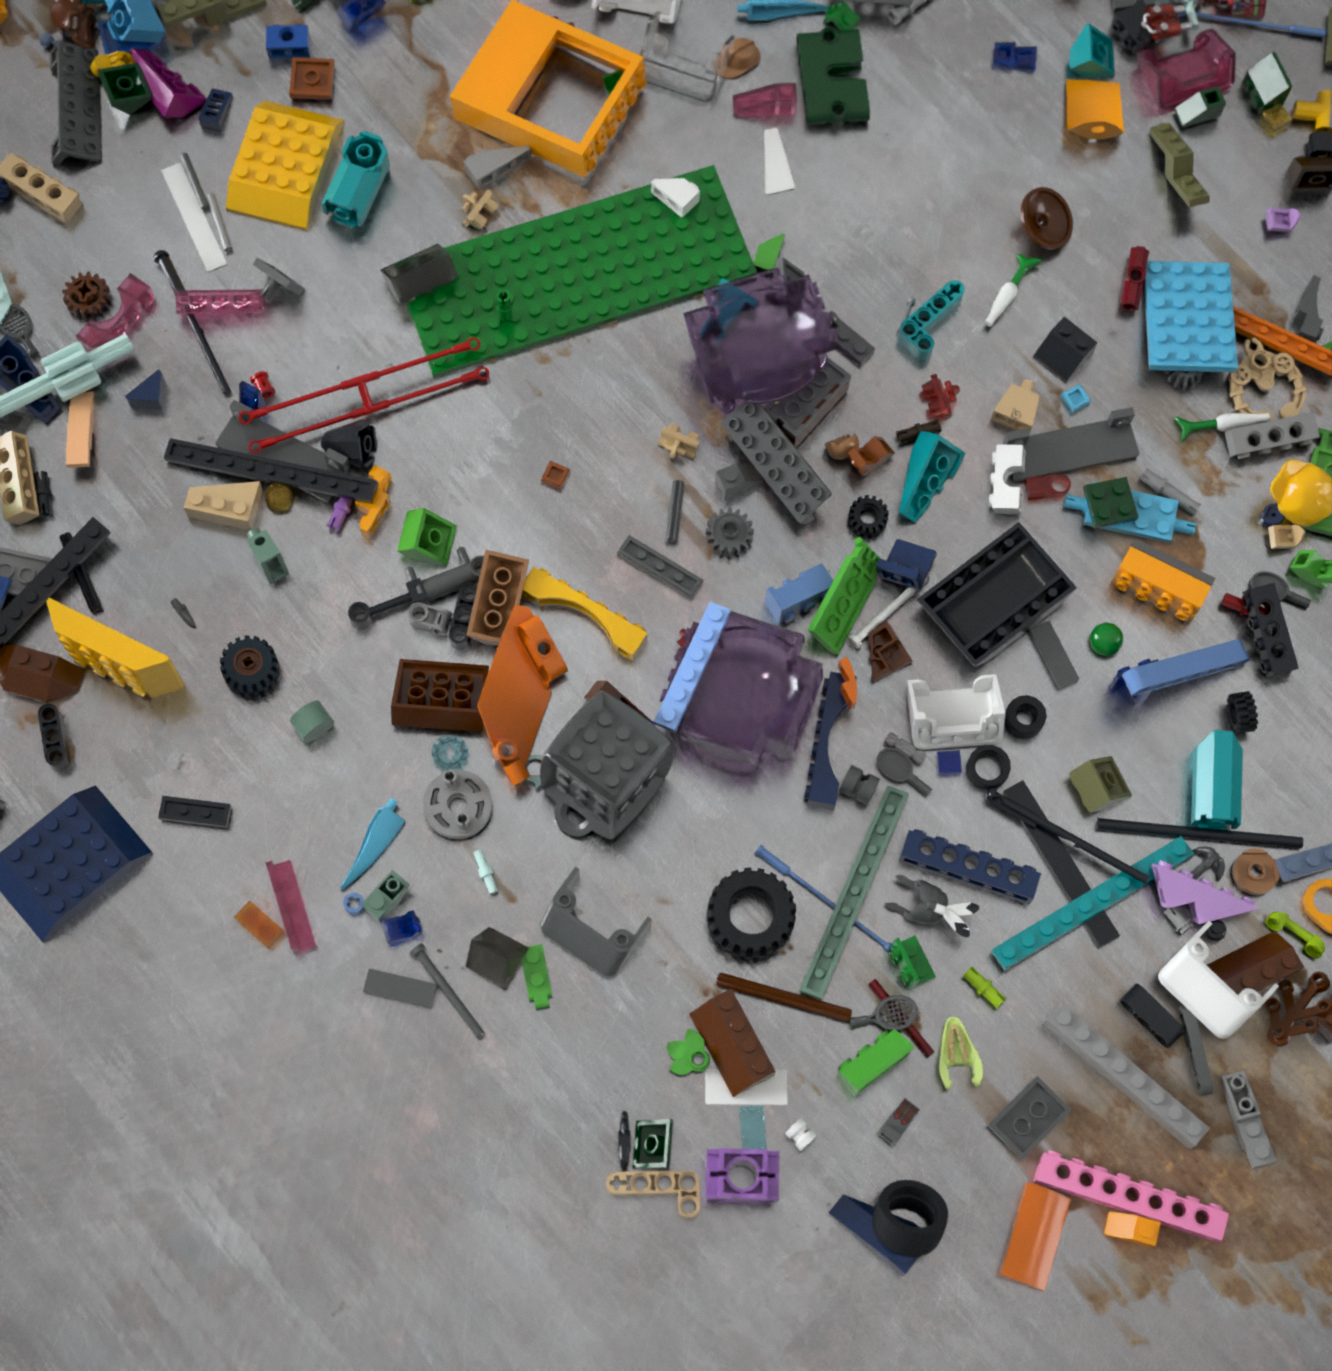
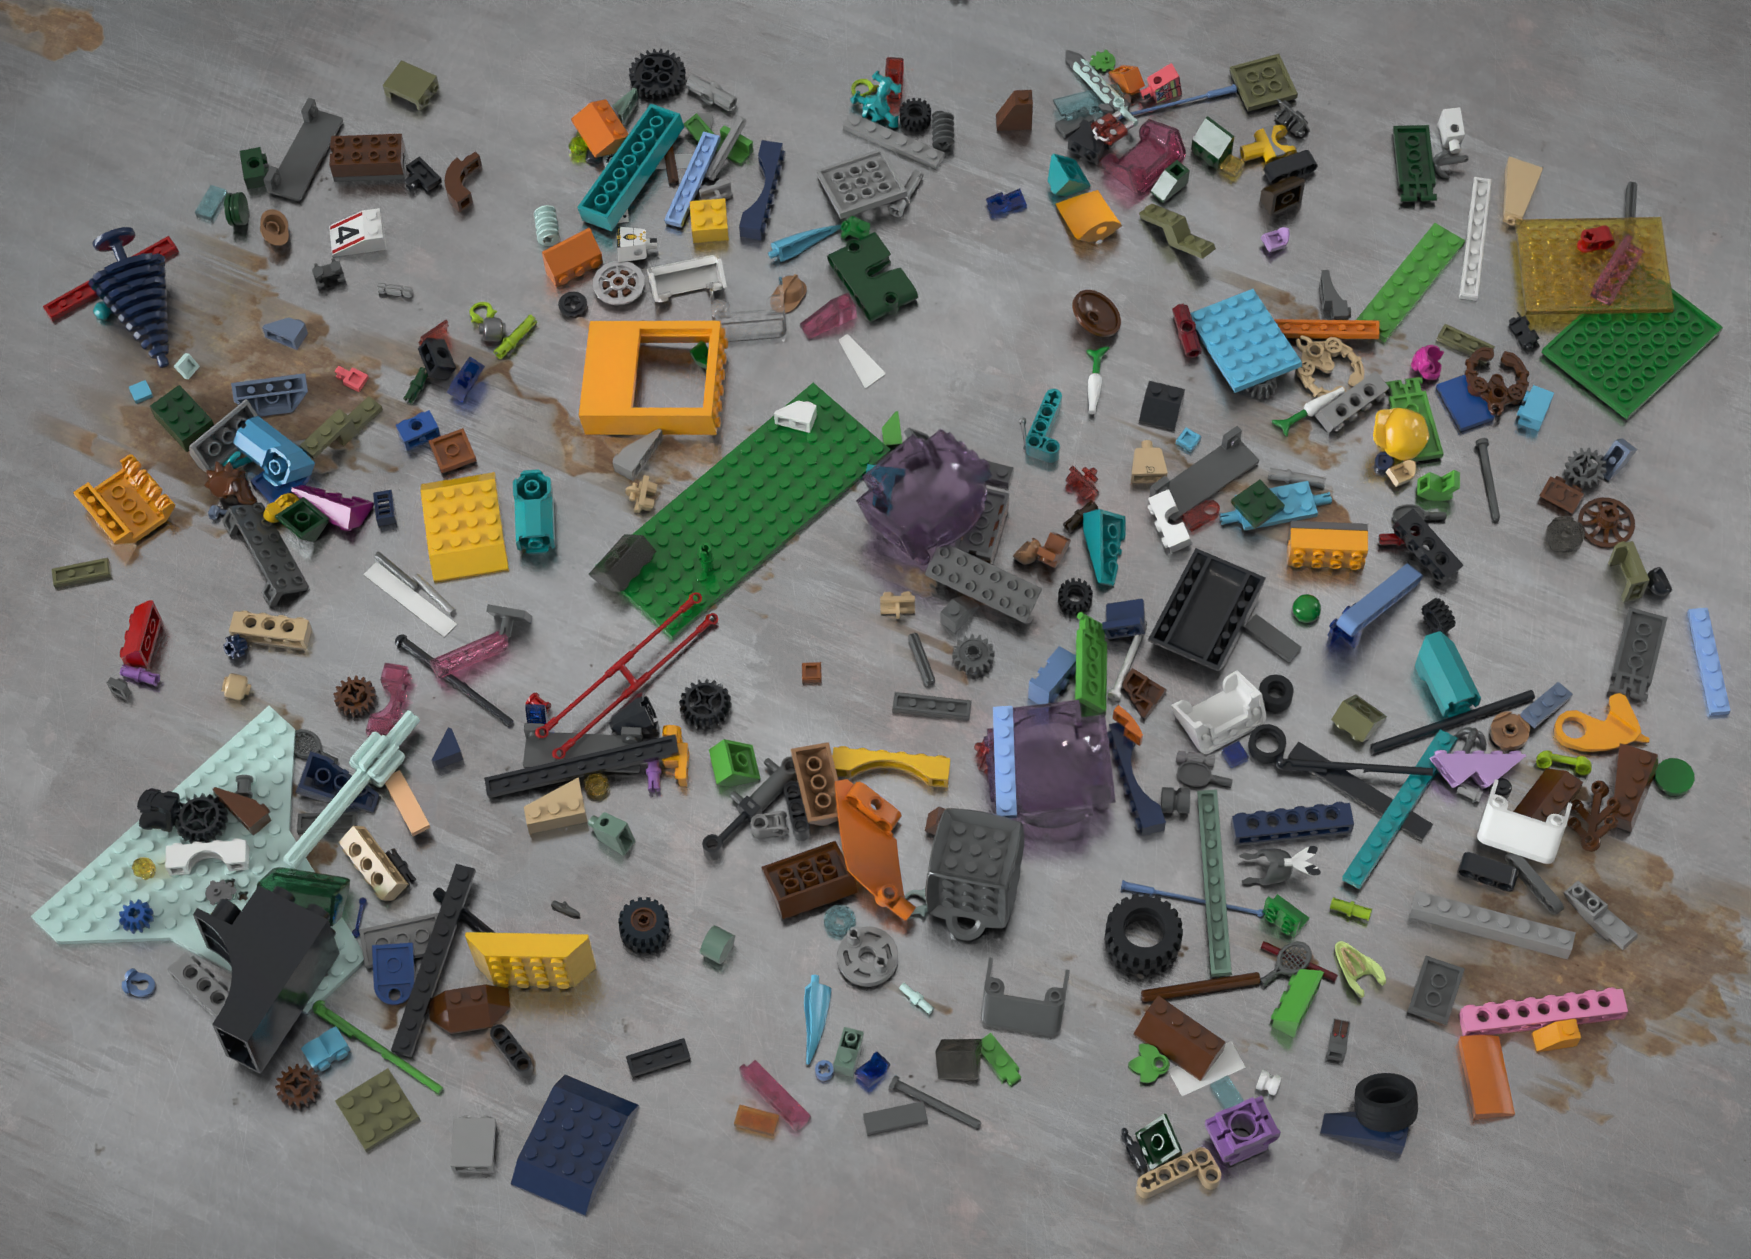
camera: 20 degrees left, 10 degrees down
(427, 442) = (706, 693): none -> black gear

